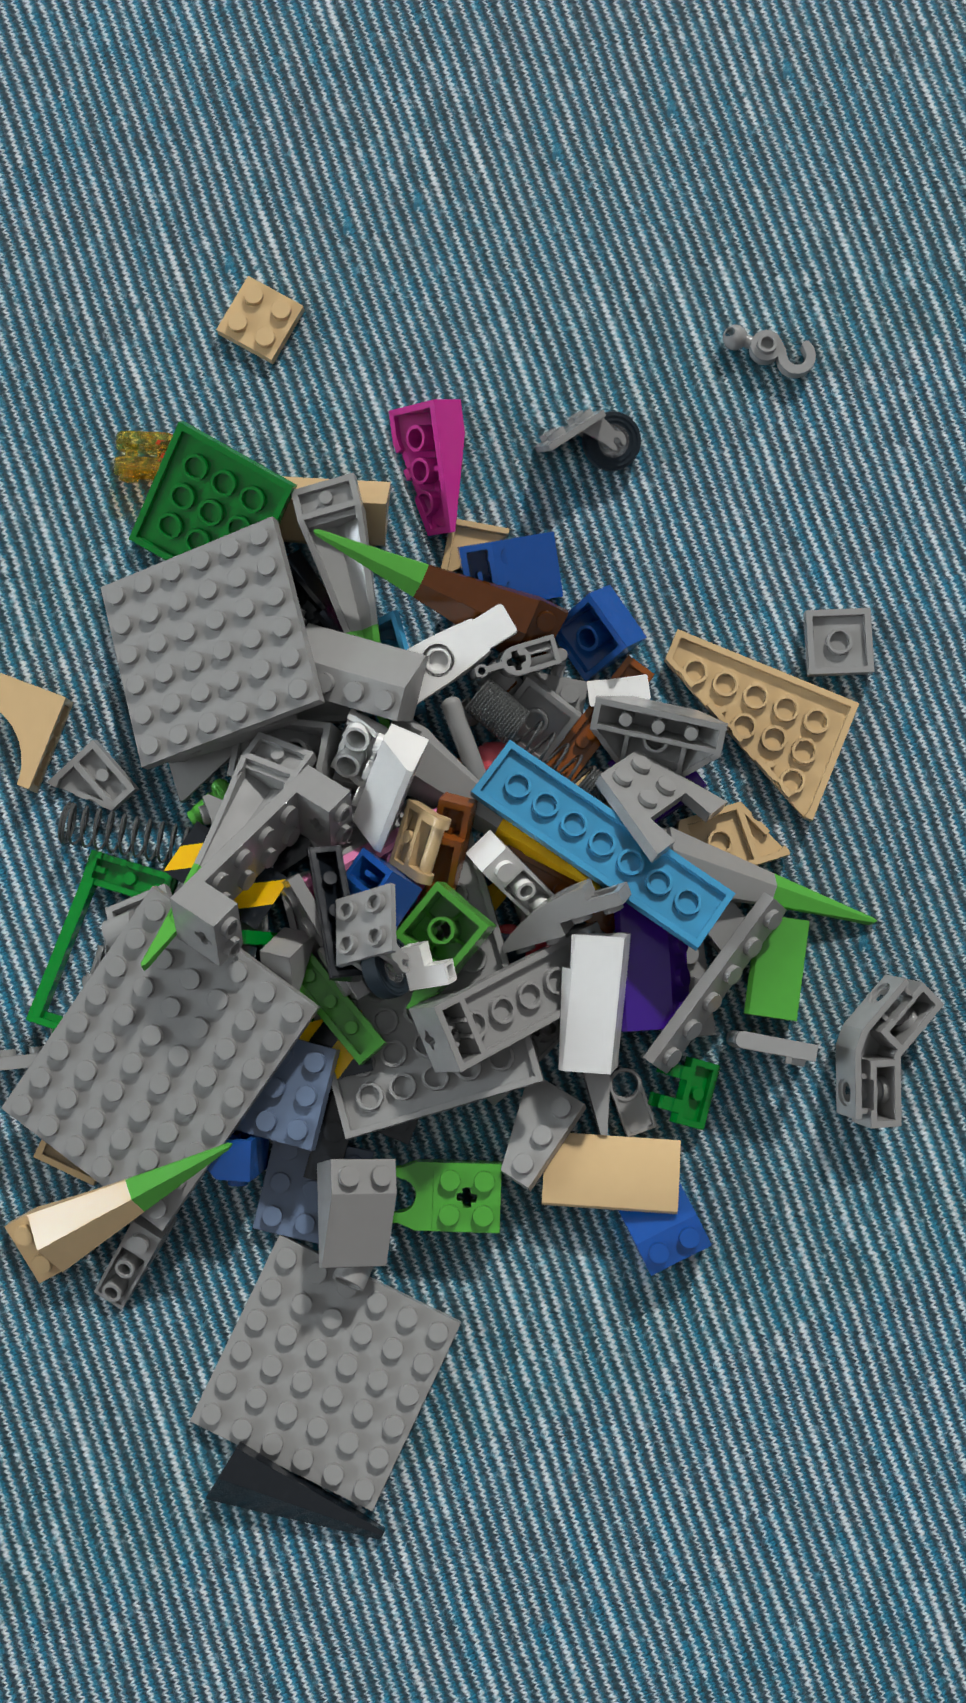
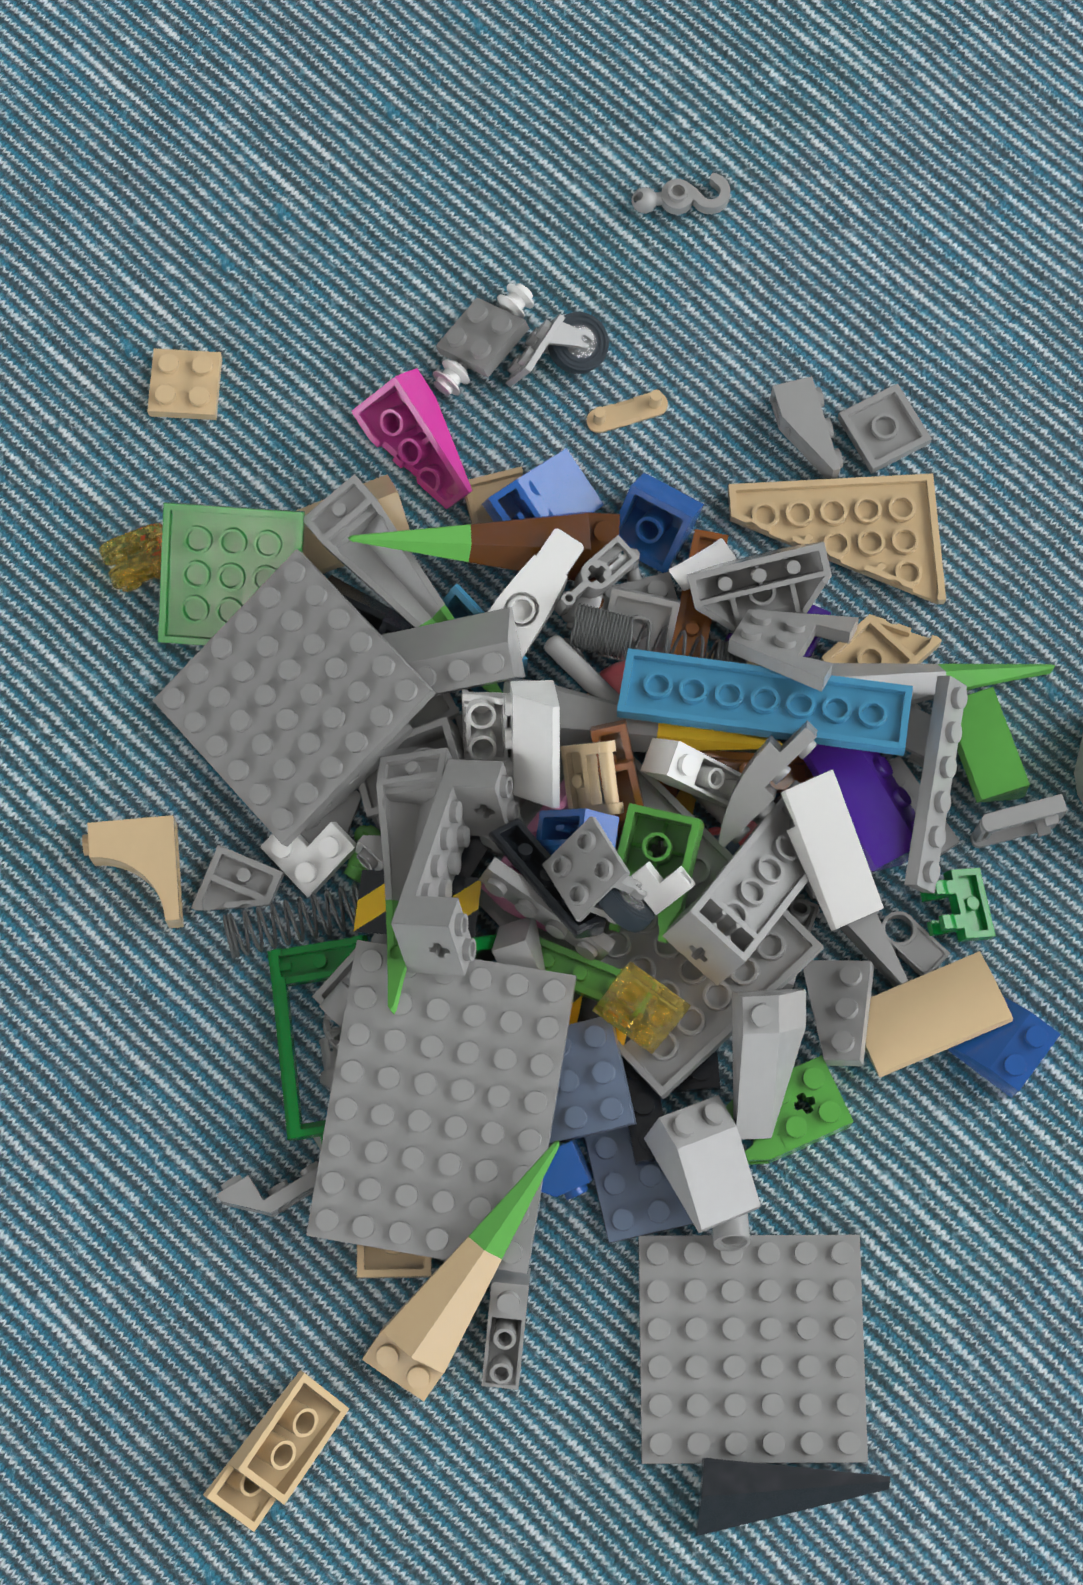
camera: 25 degrees left, 10 degrees down
(167, 792) = (313, 863): none -> white plate
(359, 1061) = (641, 1007): none -> clear yellow plate
(451, 1142) = (764, 1047): none -> light grey wedge
(532, 397) = (482, 338): none -> light grey plate
(625, 522) = (627, 412): none -> tan piece
(770, 604) = (802, 421): none -> light grey slope

